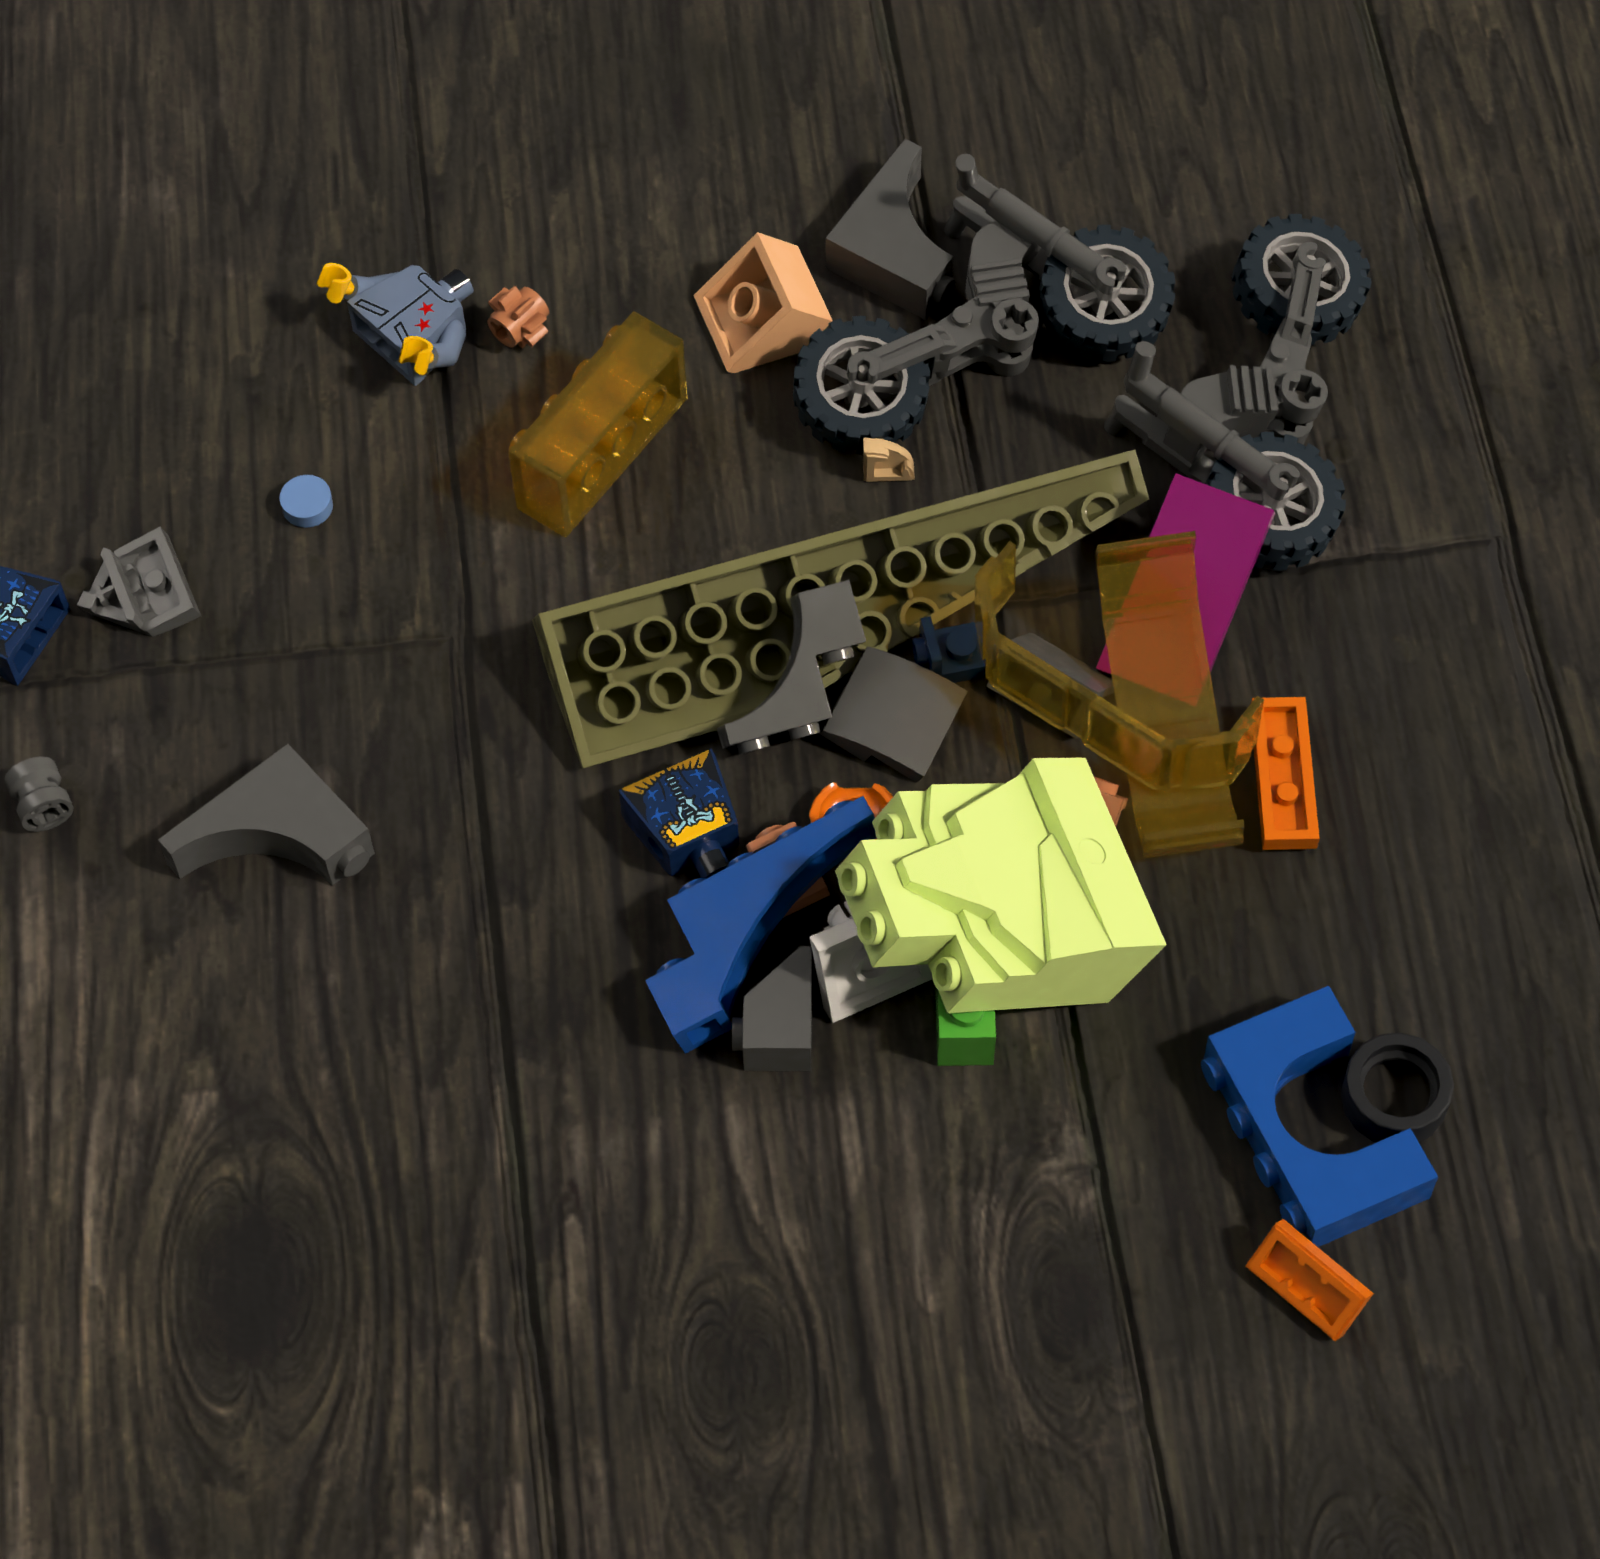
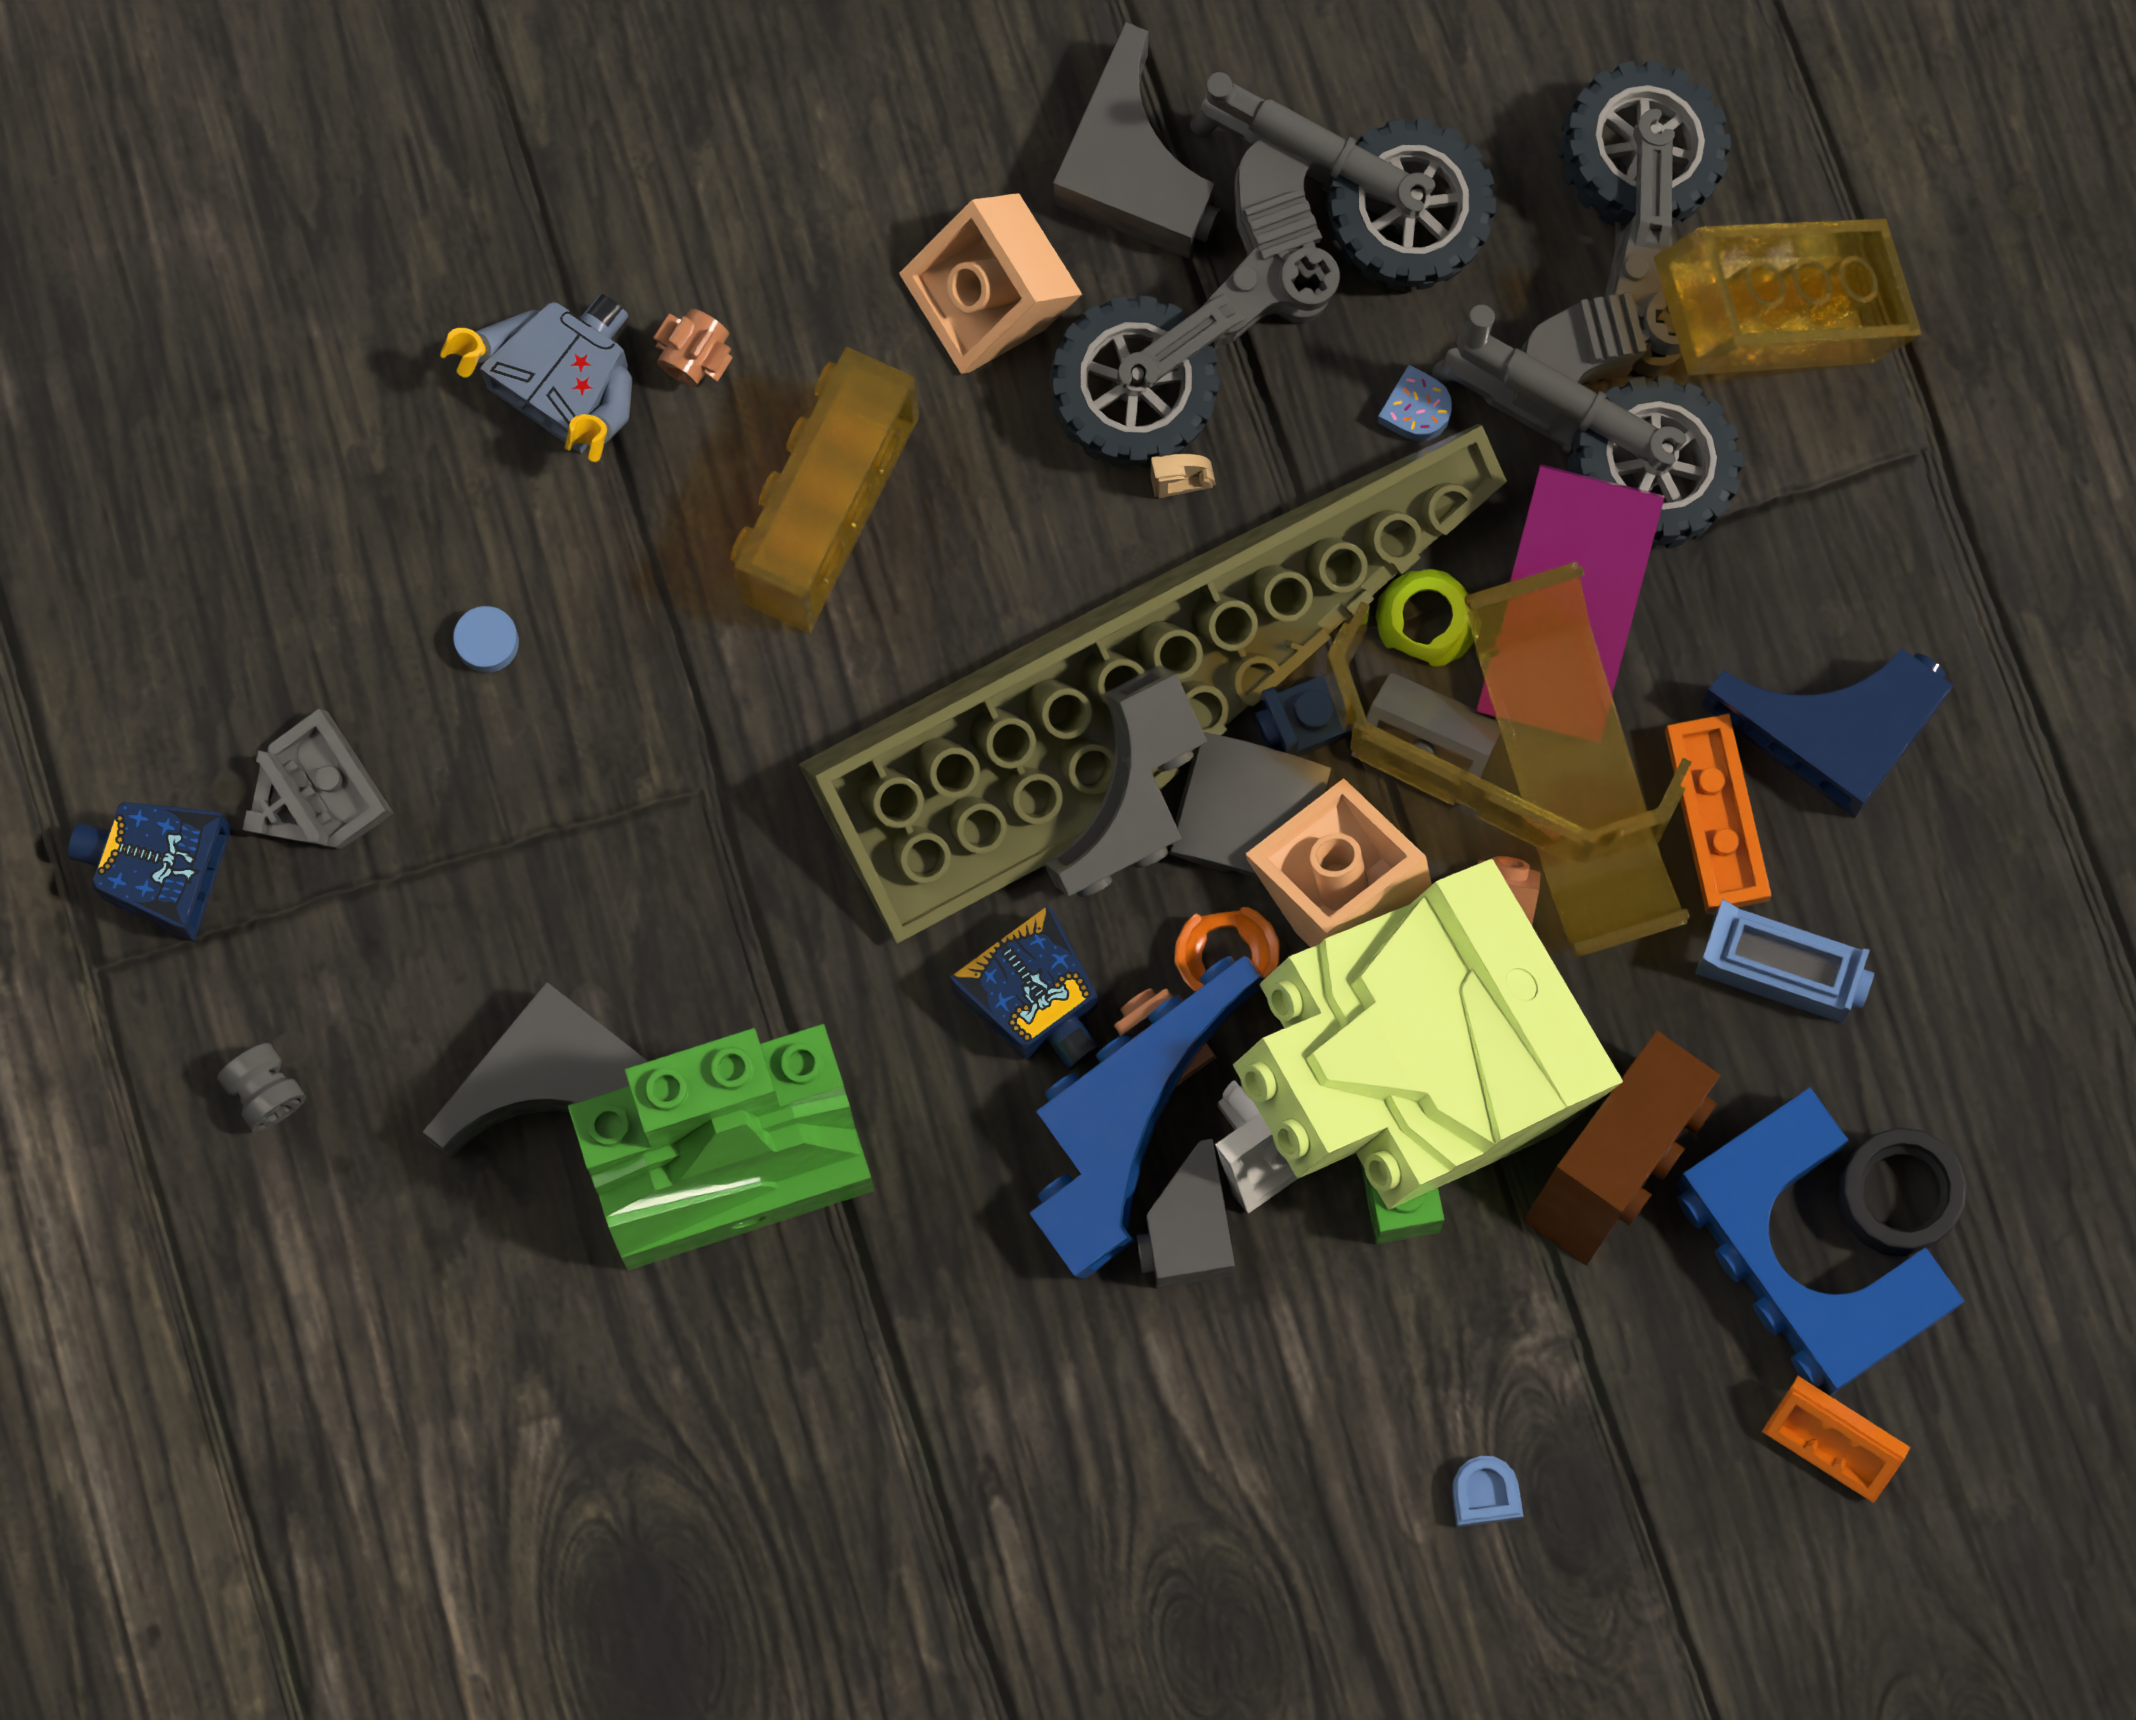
camera: 10 degrees left, 15 degrees up
(394, 867) = (721, 1143): none -> bright green panel
(956, 747) = (1338, 865): none -> light nougat slope
(994, 1278) = (1485, 1492): none -> medium blue tile
(1076, 619) = (1390, 622): none -> lime piece
(1085, 441) = (1417, 407): none -> medium blue tile
(1158, 1013) = (1623, 1147): none -> reddish brown wedge
(1321, 894) = (1785, 963): none -> medium blue window
(1396, 730) = (1841, 738): none -> dark blue arch
(1398, 386) = (1786, 295): none -> clear yellow brick

